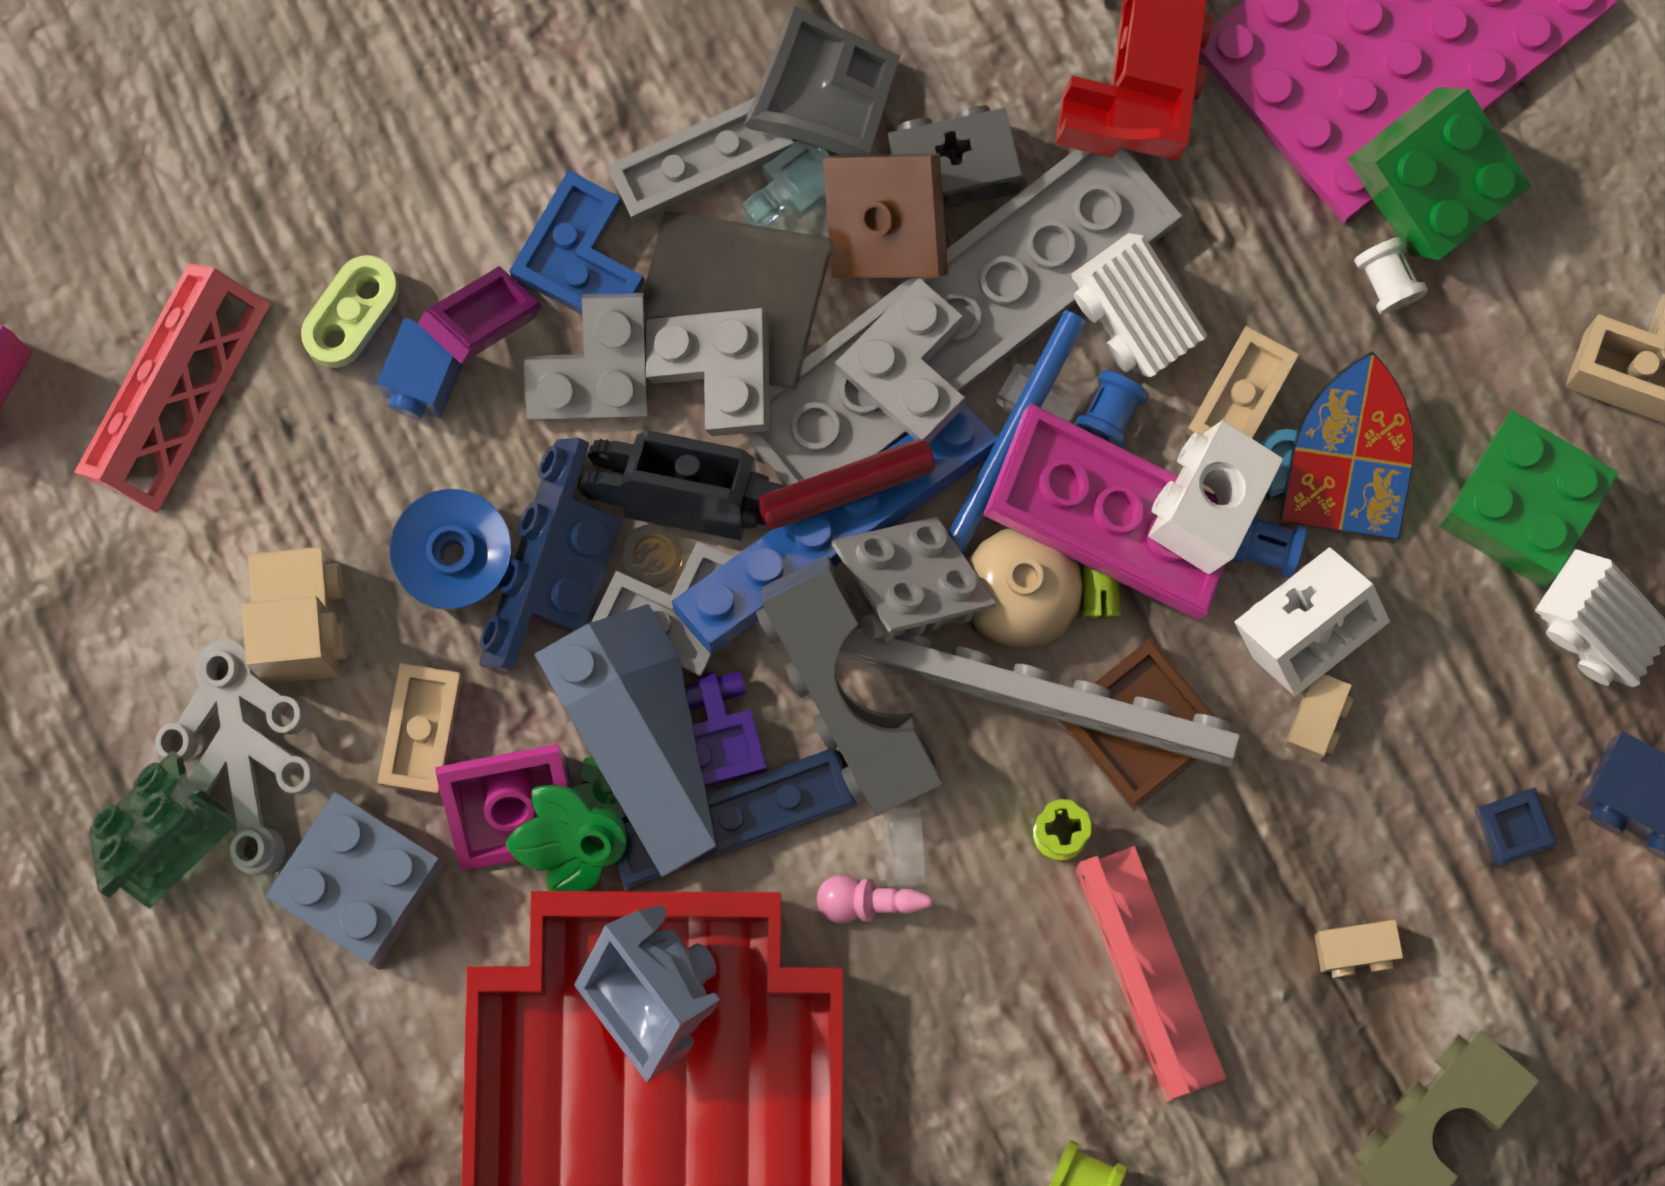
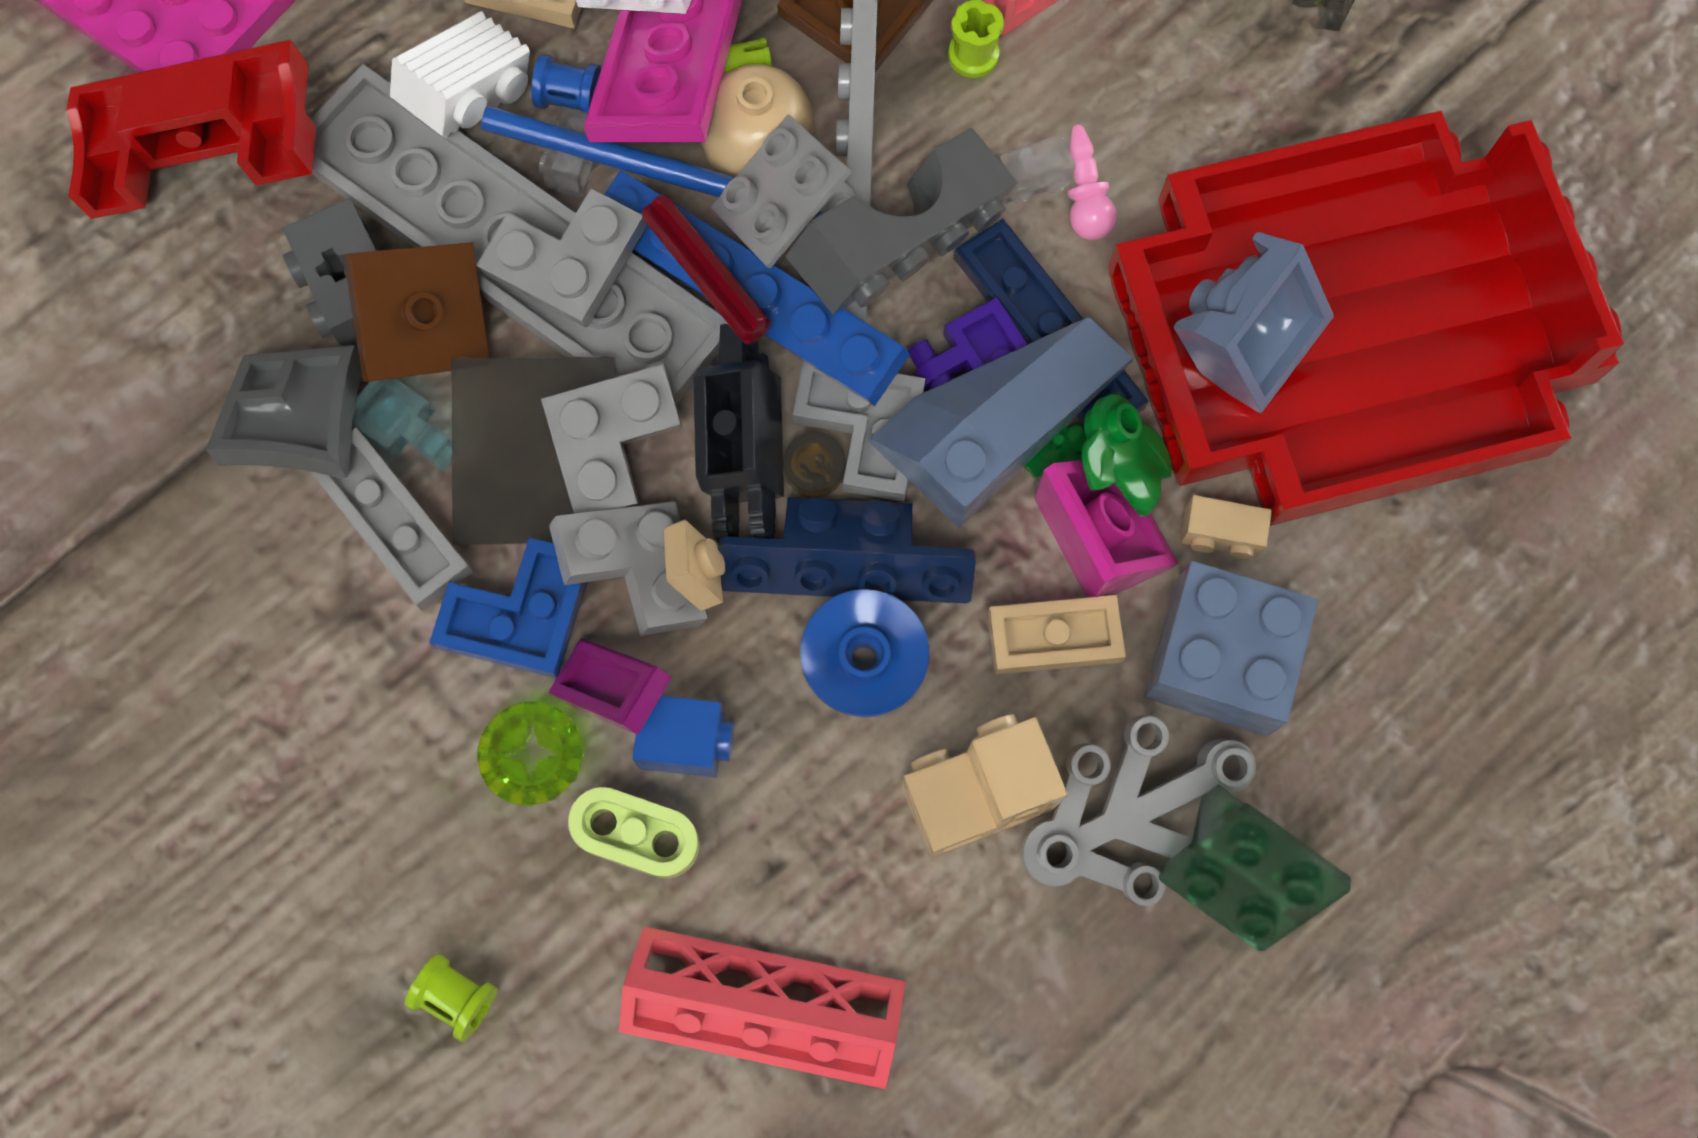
camera: 110 degrees left, 5 degrees down
(256, 131) = (451, 997): none -> lime bush
(432, 218) = (510, 733): none -> clear neon green gear
(479, 921) = (1225, 527): none -> tan piece
(568, 411) = (693, 565): none -> tan plate

